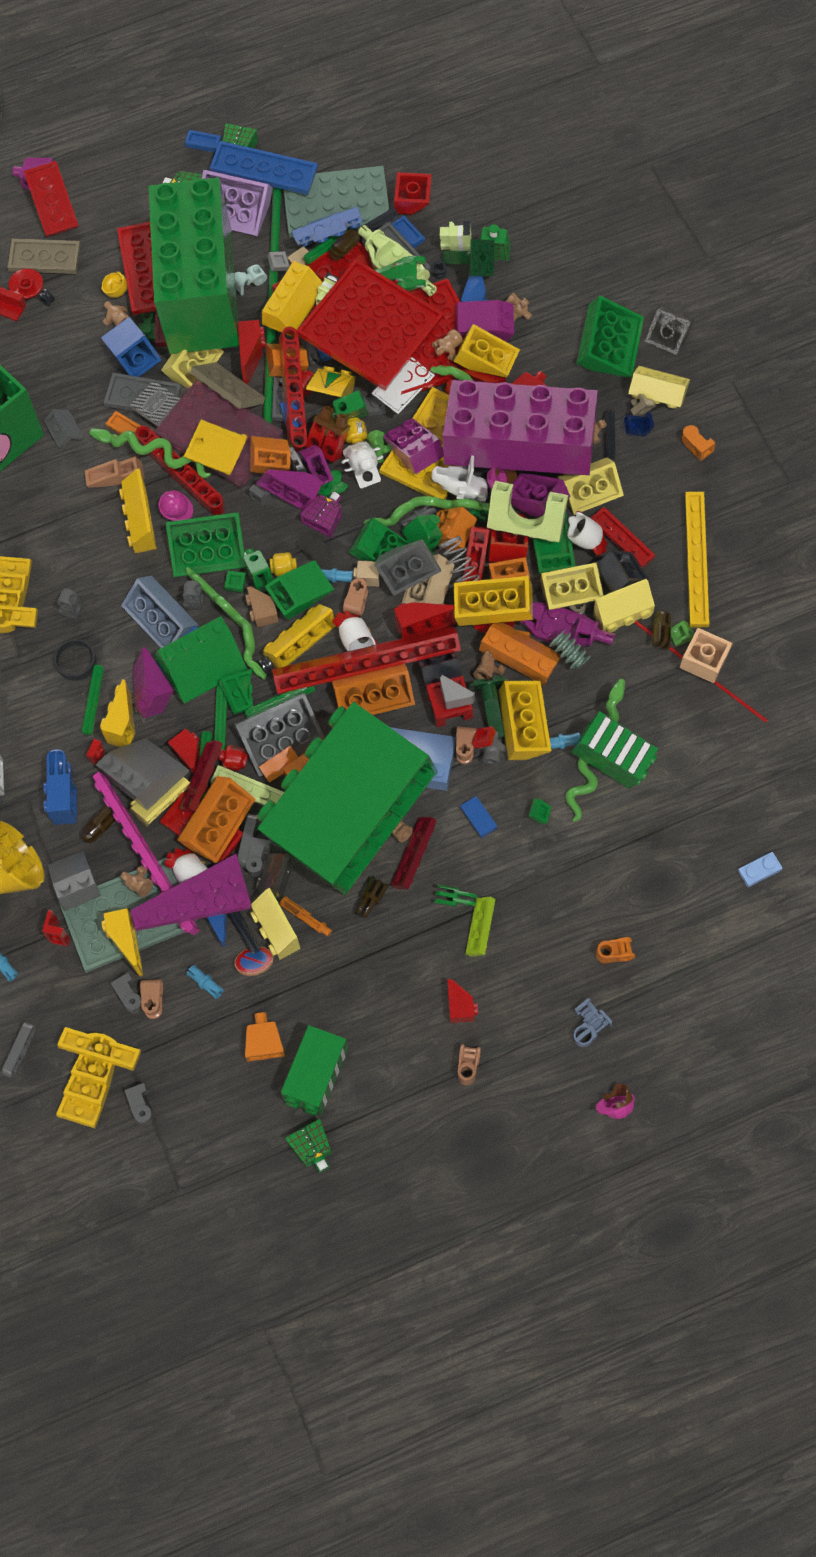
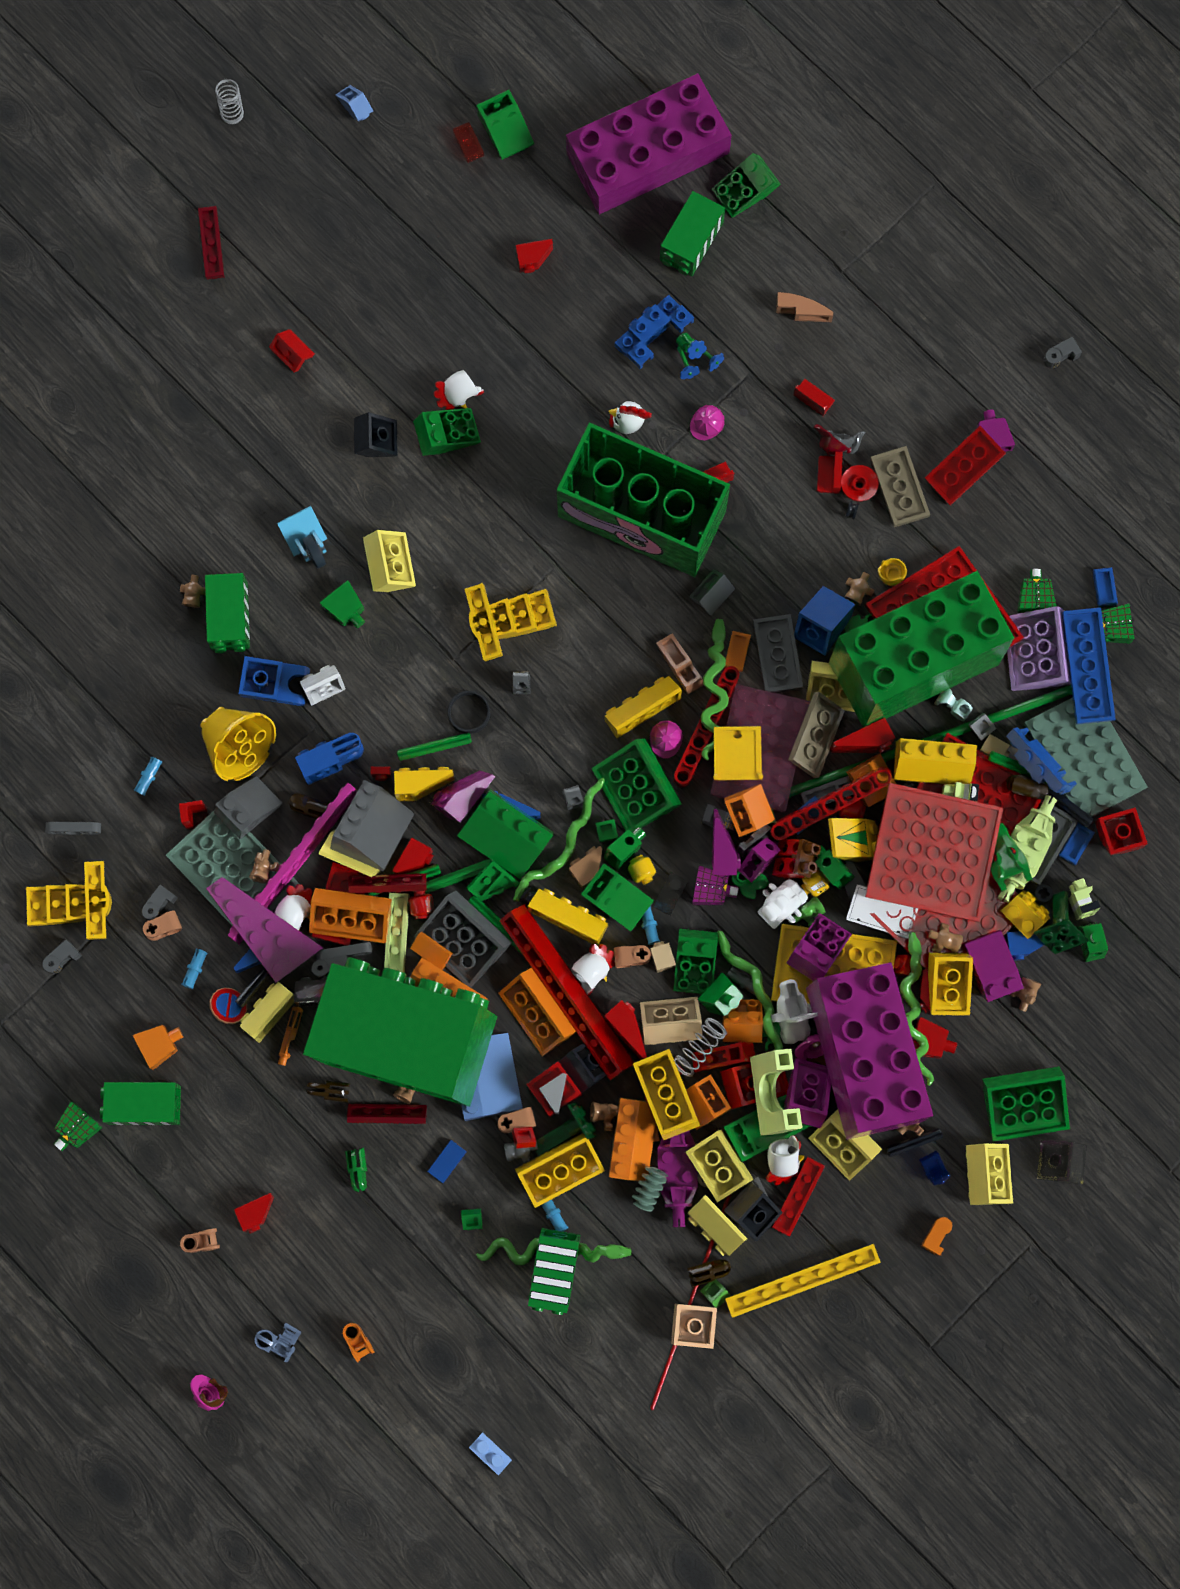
camera: 65 degrees right, 10 degrees up
(120, 929) = (201, 876): yellow slope -> none
(155, 403) = (769, 671): tile -> none
(157, 611) = (544, 771): sand blue slope -> none
(407, 566) = (673, 992): dark grey slope -> none
(452, 281) = (1026, 913): none -> yellow bracket
(480, 926) = (335, 1204): lime plate -> none
(643, 406) = (957, 1164): dark tan tile -> none

